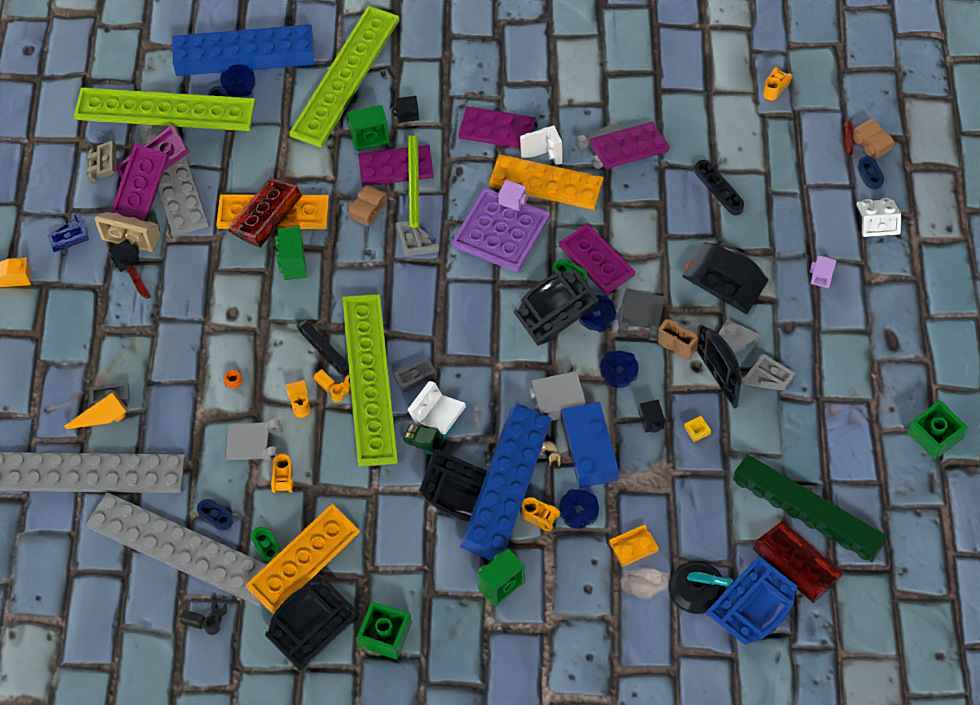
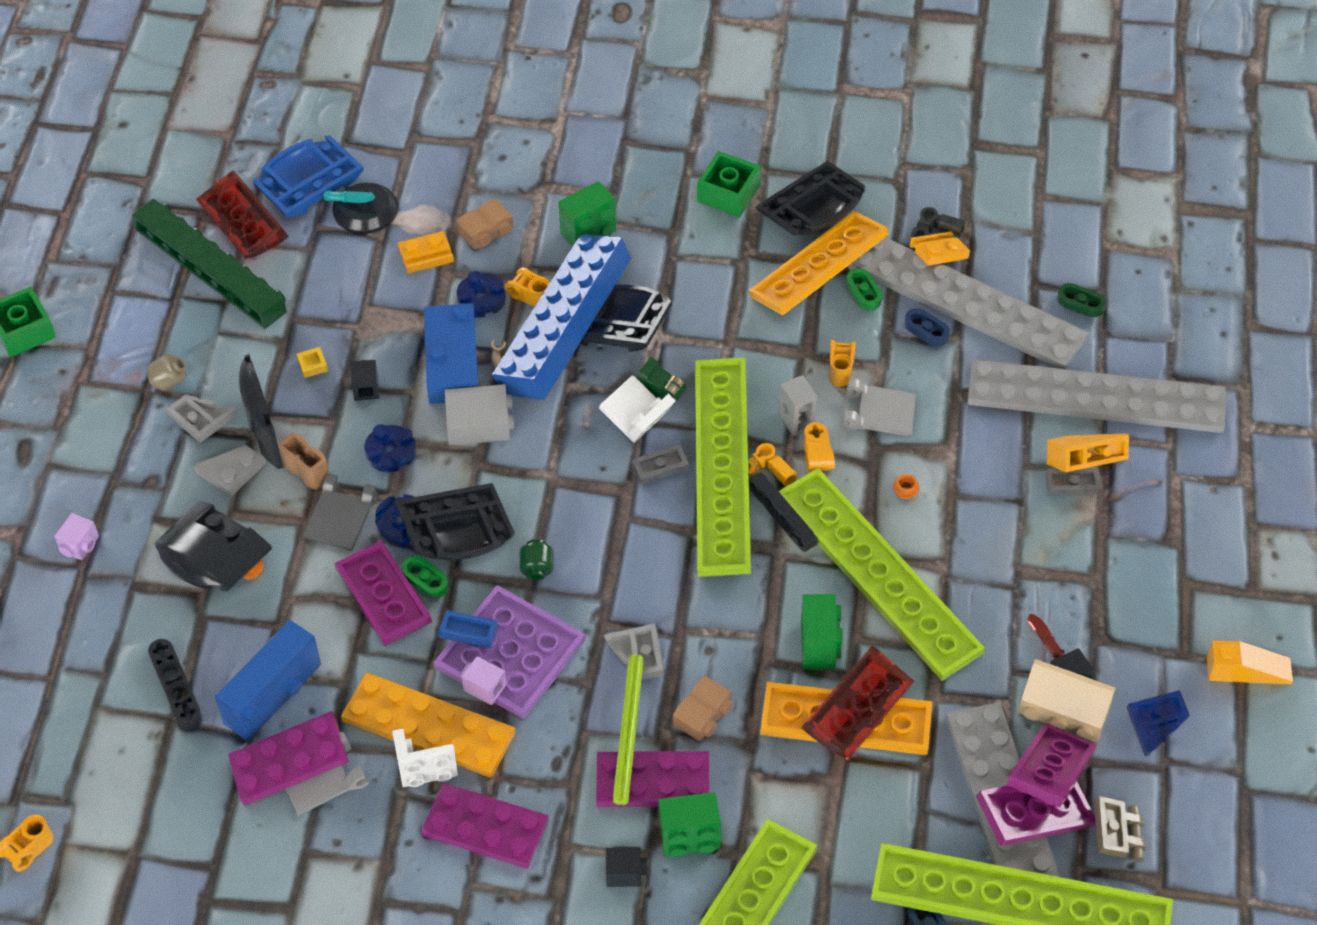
camera: 175 degrees left, 5 degrees down
(90, 554) = (1081, 300): none -> dark green plate
(203, 588) = (939, 248): none -> light orange plate
(254, 312) = (883, 576): none -> lime plate
(314, 420) = (797, 404): none -> light grey brick
(493, 289) = (536, 559): none -> dark green head
(530, 233) = (468, 629): none -> blue tile
(588, 572) = (485, 224): none -> medium nougat brick
(654, 182) = (268, 680): none -> blue brick
(805, 401) = (166, 372): none -> dark tan head

